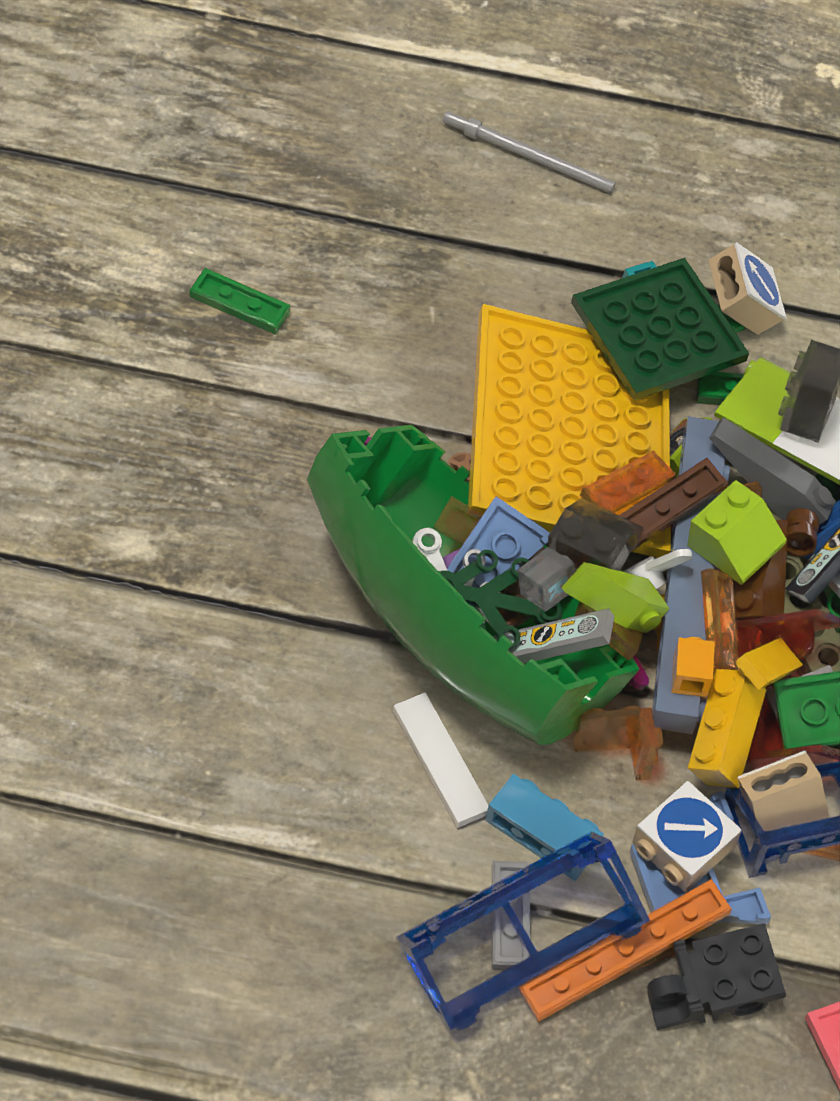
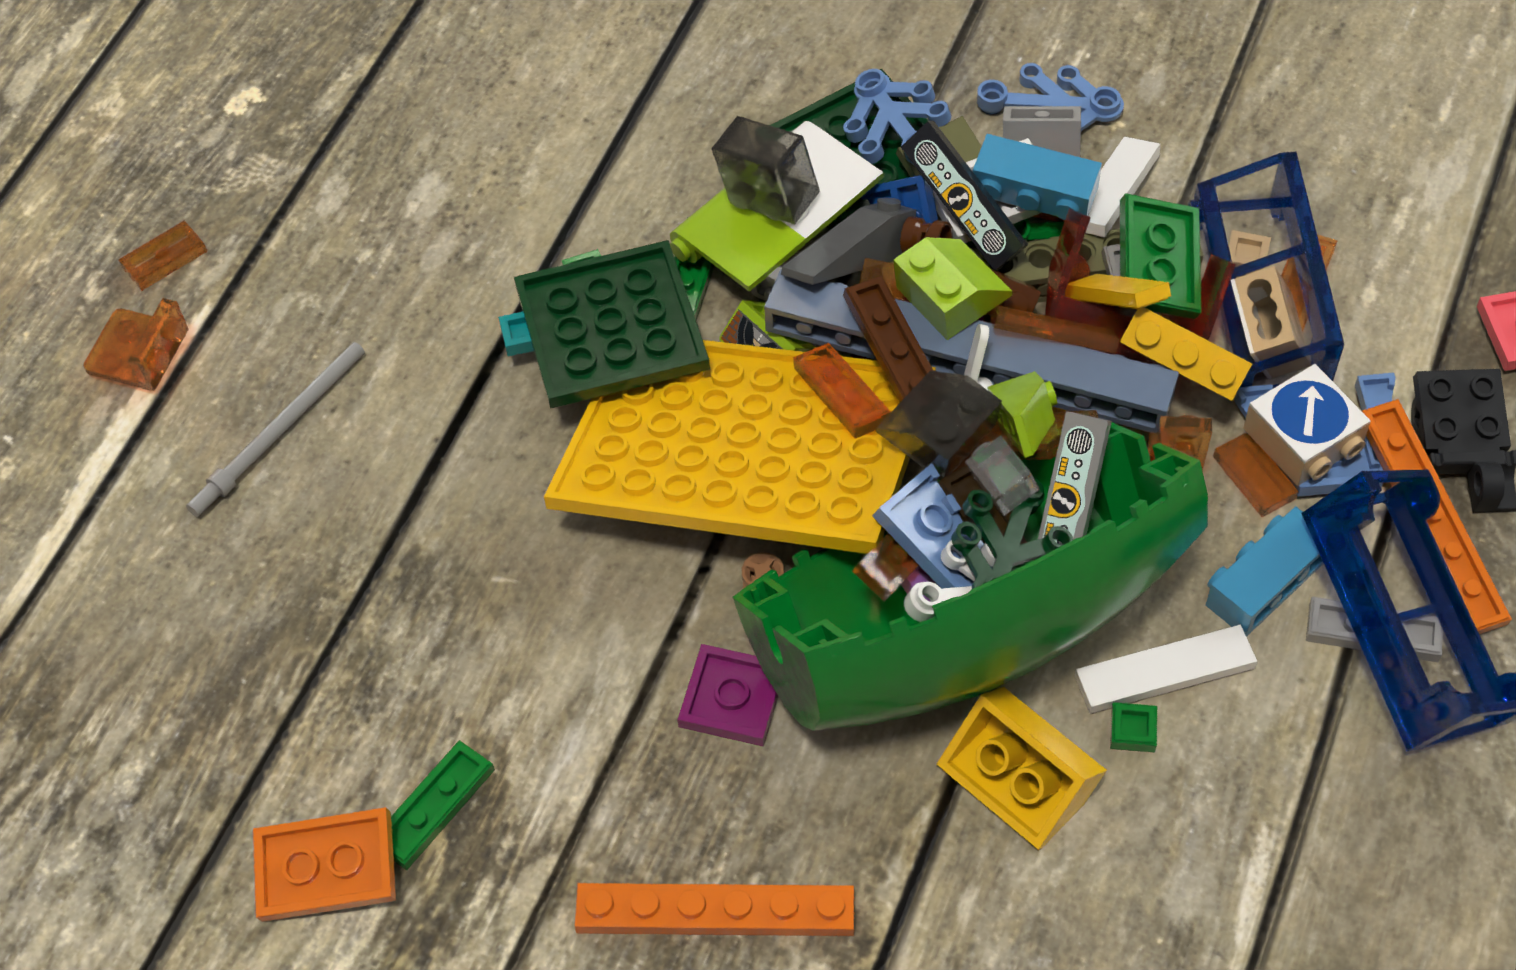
camera: 70 degrees left, 0 degrees up
(178, 242) = (324, 864): none -> orange plate
(186, 482) = (715, 909): none -> orange plate
(333, 659) = (1020, 766): none -> yellow slope
(384, 740) = (1133, 727): none -> green tile
(576, 54) = (138, 346): none -> clear orange bracket
(624, 823) = (1255, 474): none -> clear orange tile
(663, 56) = (165, 259): none -> clear orange tile
(693, 666) = (1124, 357): light orange brick -> none
(747, 288) = (566, 229): tan piece -> none

